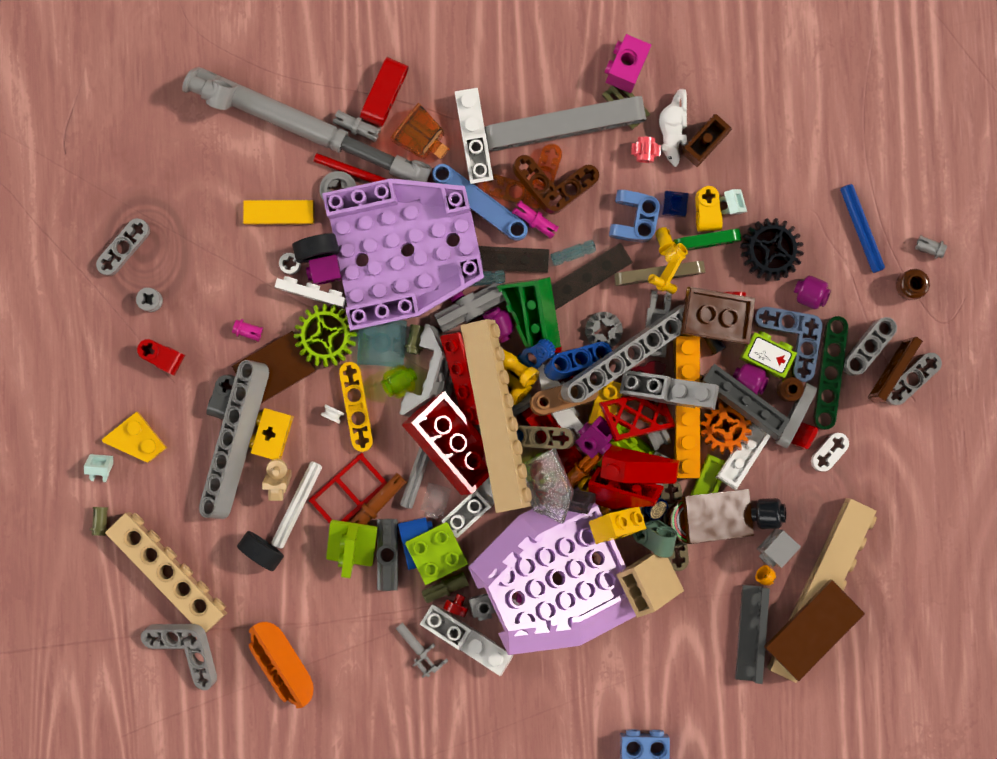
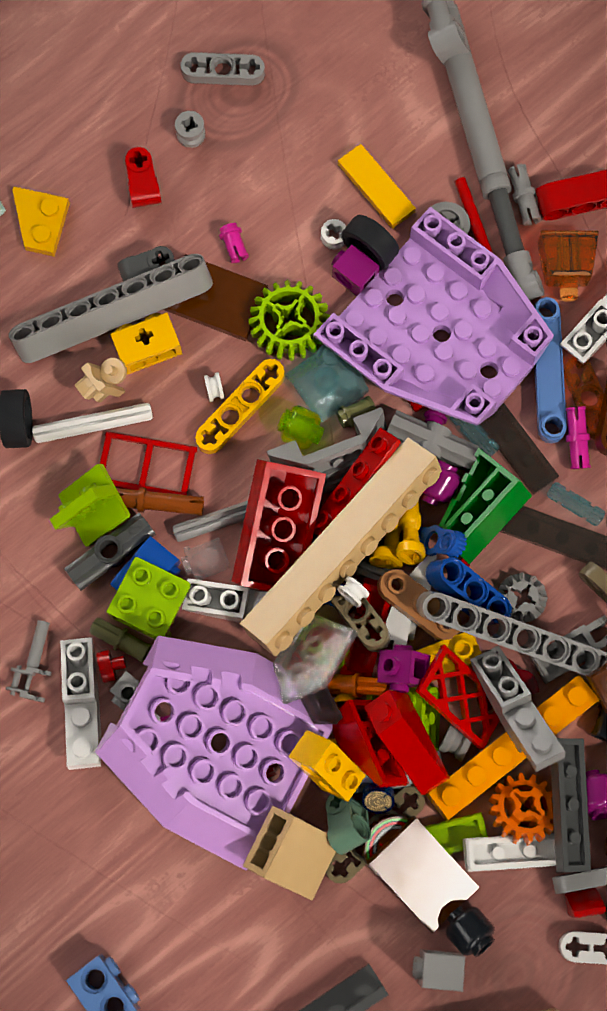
camera: 55 degrees right, 10 degrees down
(311, 291) = (321, 272): white plate -> none
(528, 431) = (353, 591): none -> white bush
(762, 572) = (398, 982): light orange hinge -> none

